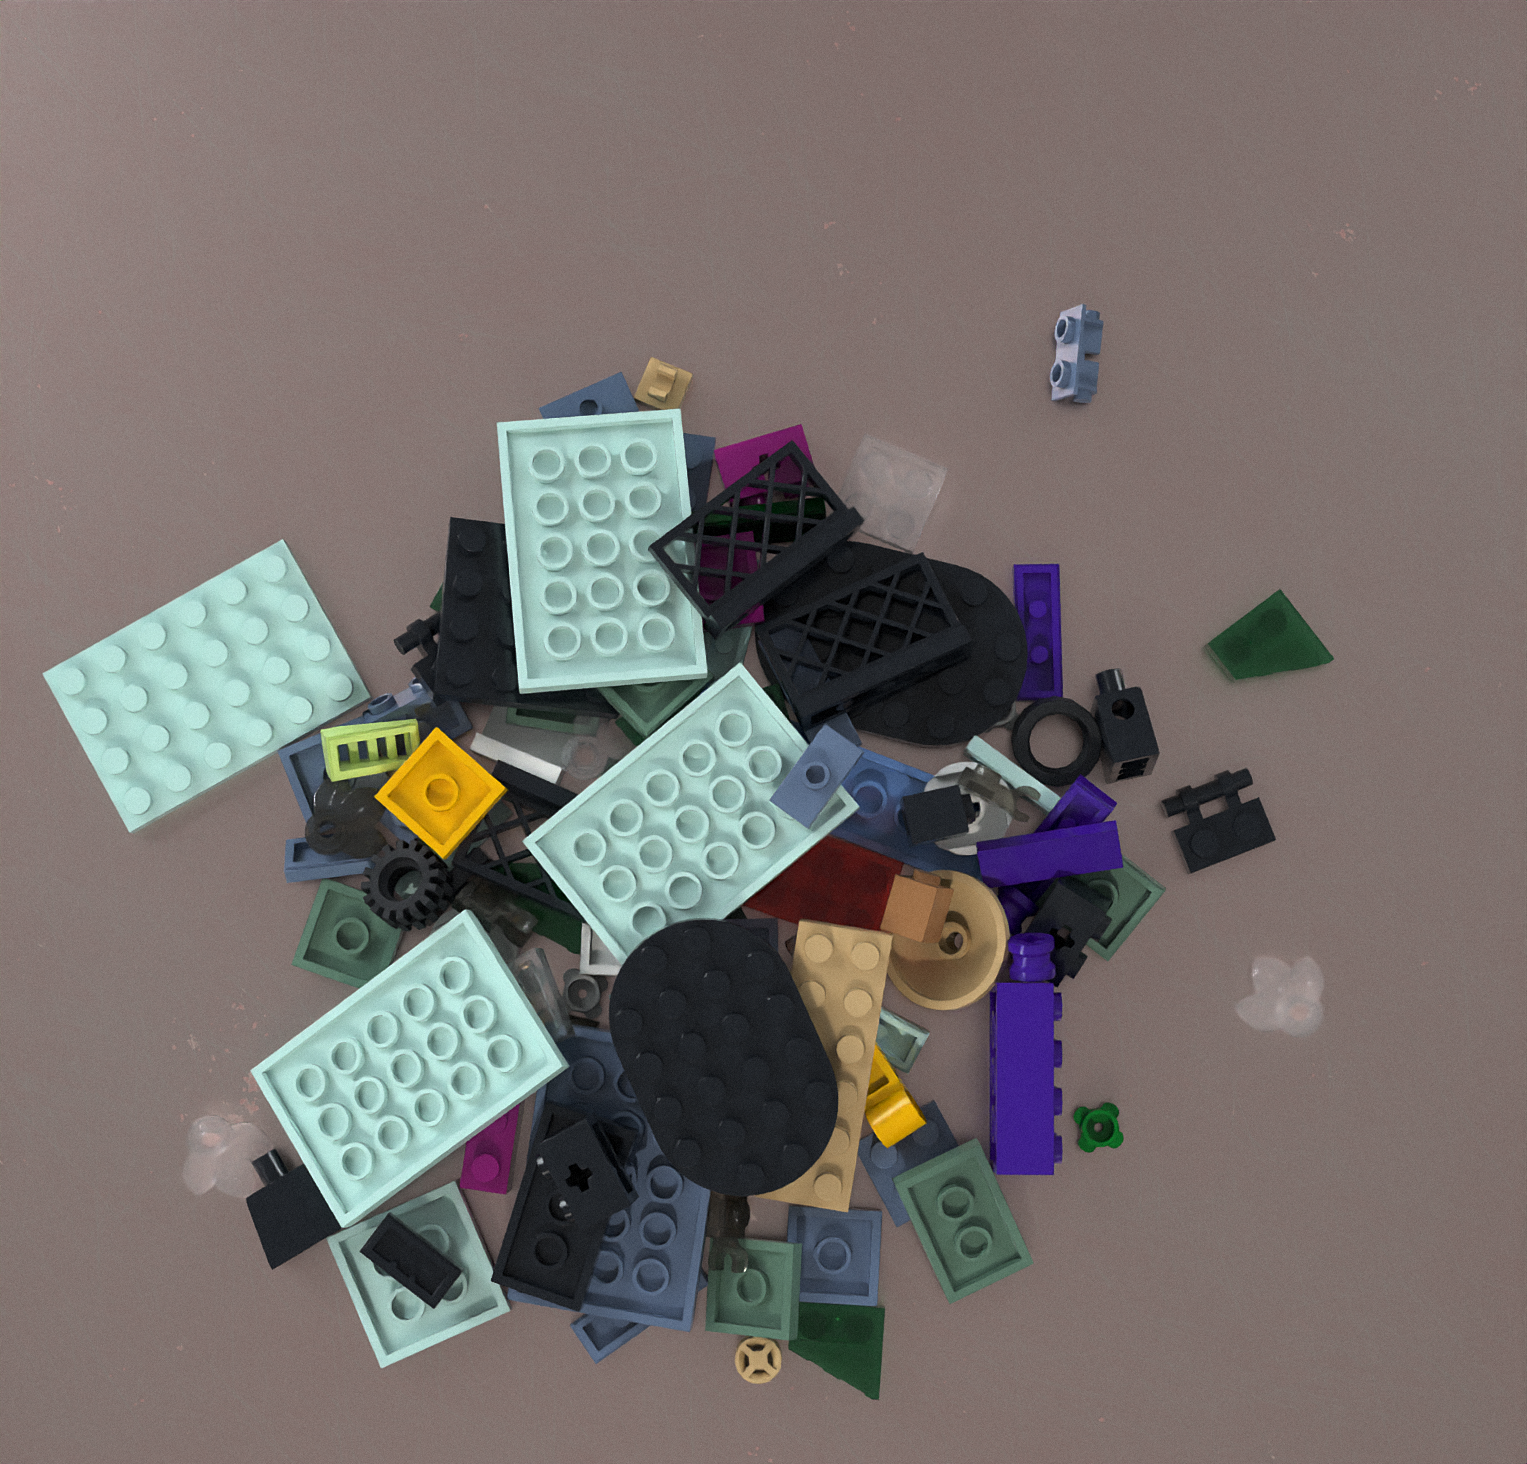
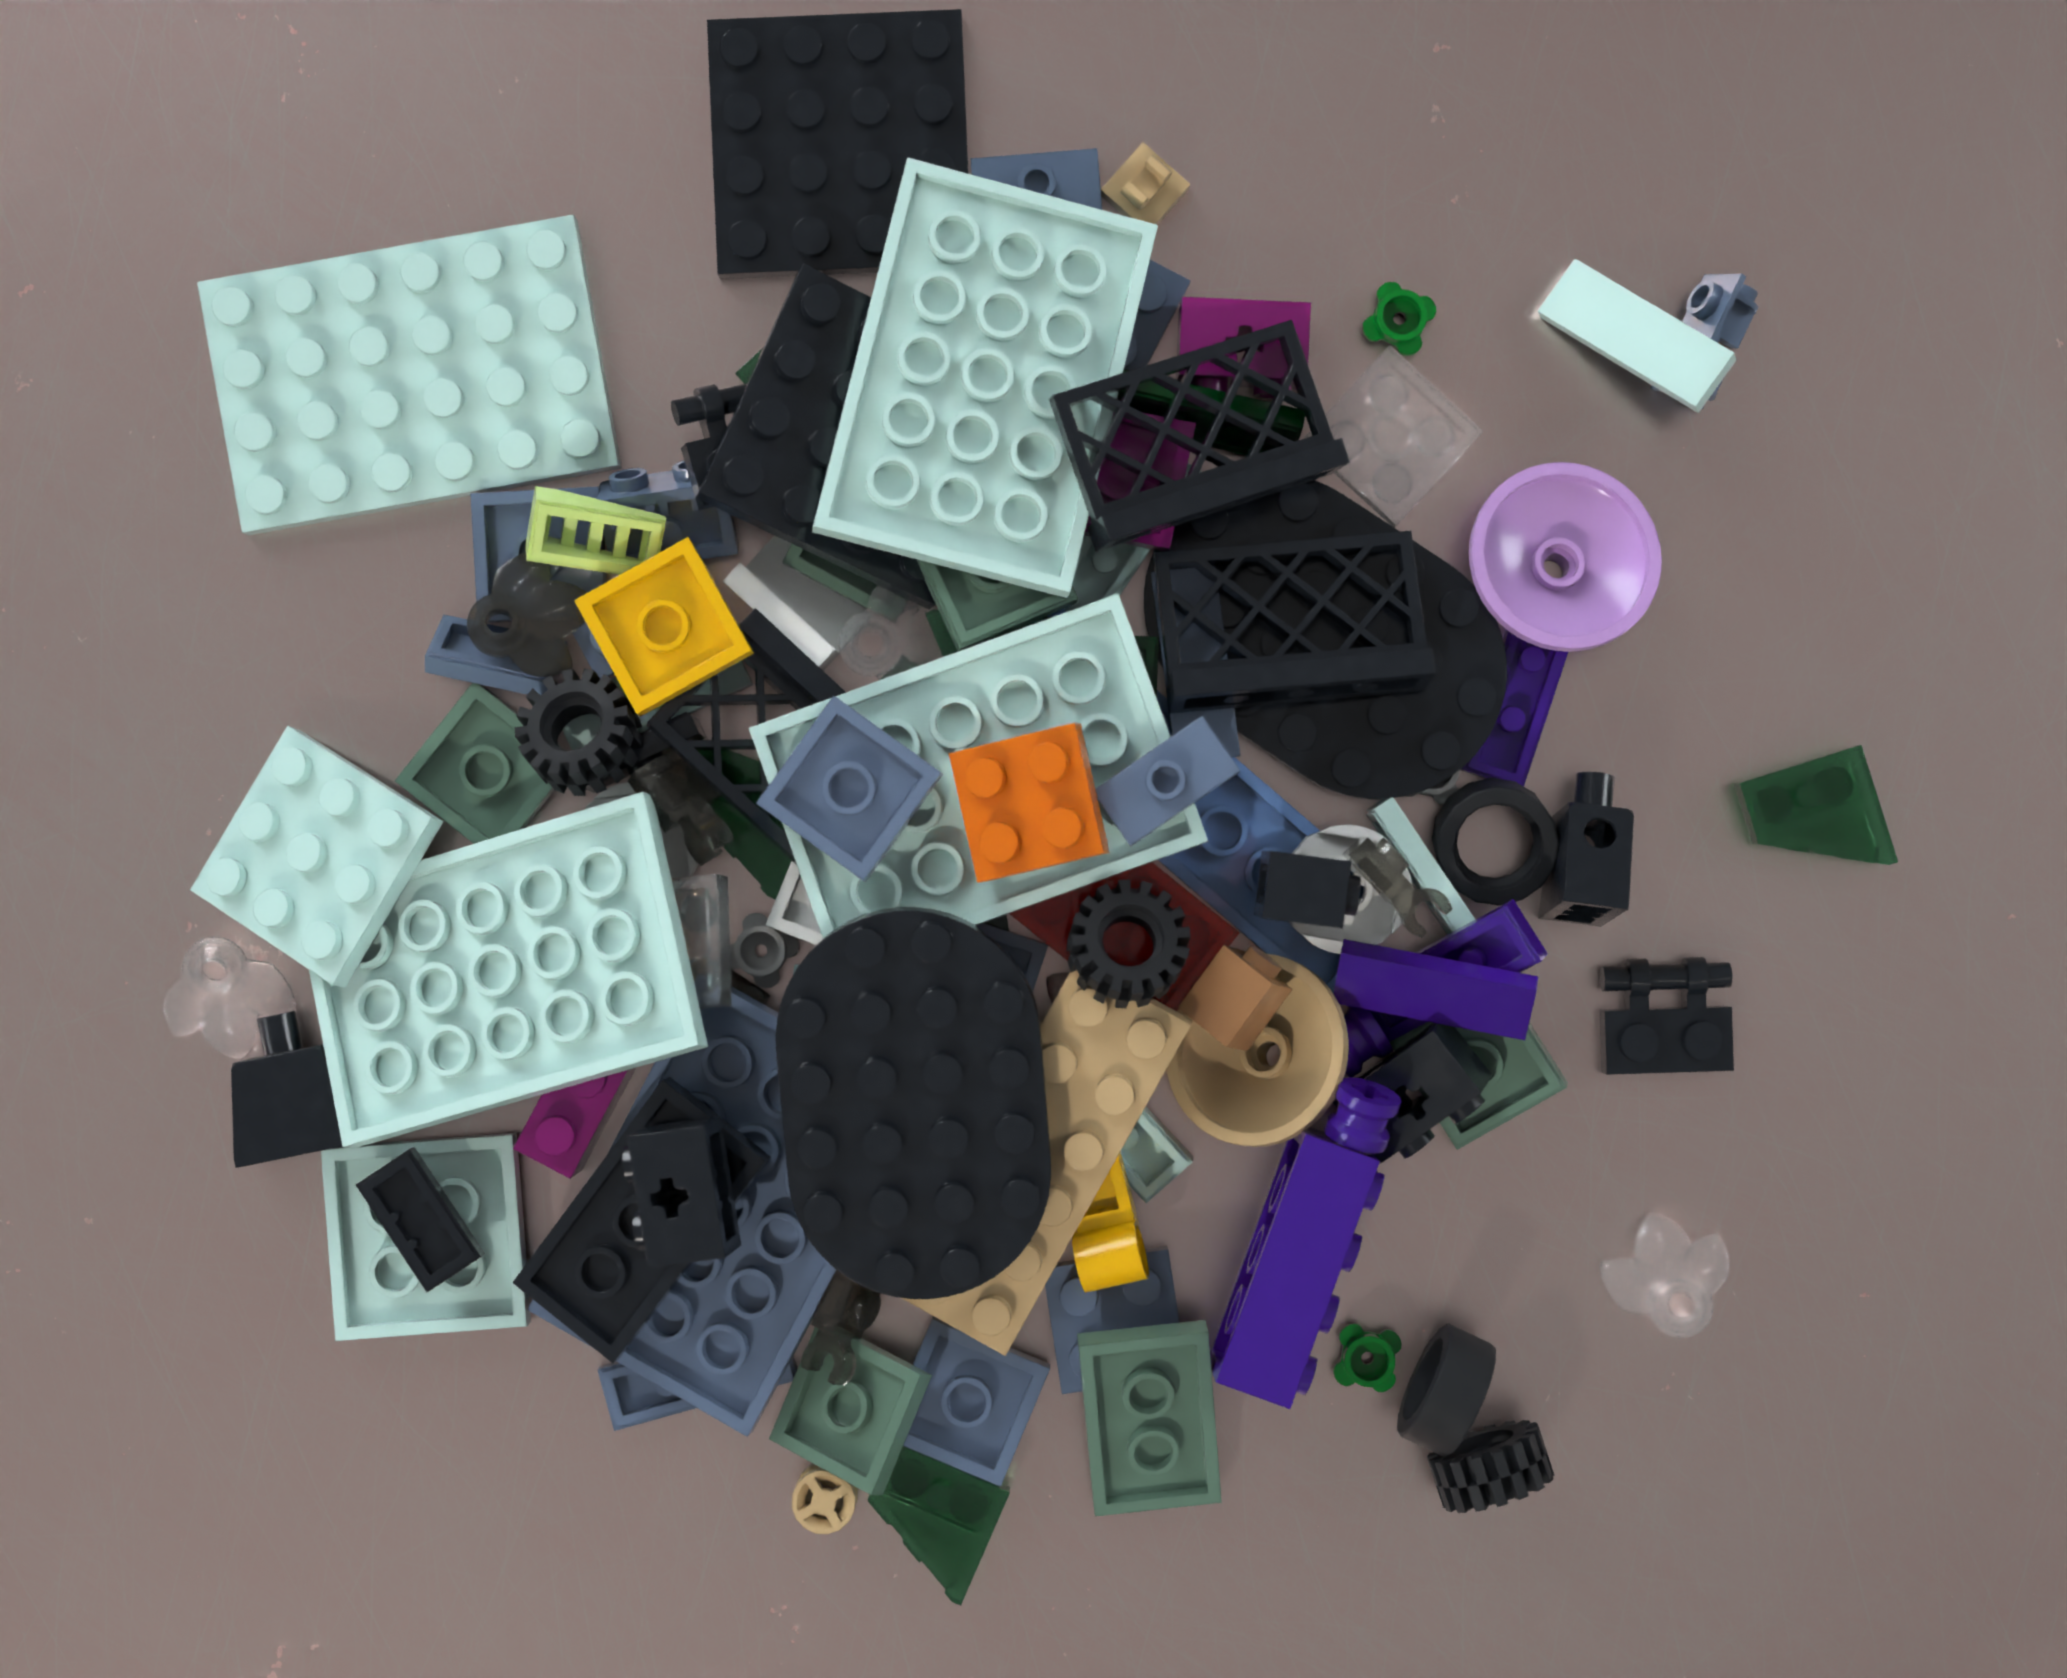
camera: 20 degrees right, 5 degrees up
(255, 1035) = (316, 856): none -> light aqua plate
(431, 425) = (819, 132): none -> black plate
(605, 856) = (849, 788): none -> sand blue plate
(729, 823) = (1029, 802): none -> orange plate
(824, 869) = (1144, 909): none -> black tyre
(856, 403) = (1395, 300): none -> green plate
(1028, 369) = (1637, 335): none -> light aqua tile
(1036, 507) = (1587, 528): none -> lavender dish
(1159, 1128) = (1446, 1390): none -> black tyre
(1208, 1170) = (1492, 1467): none -> black tyre

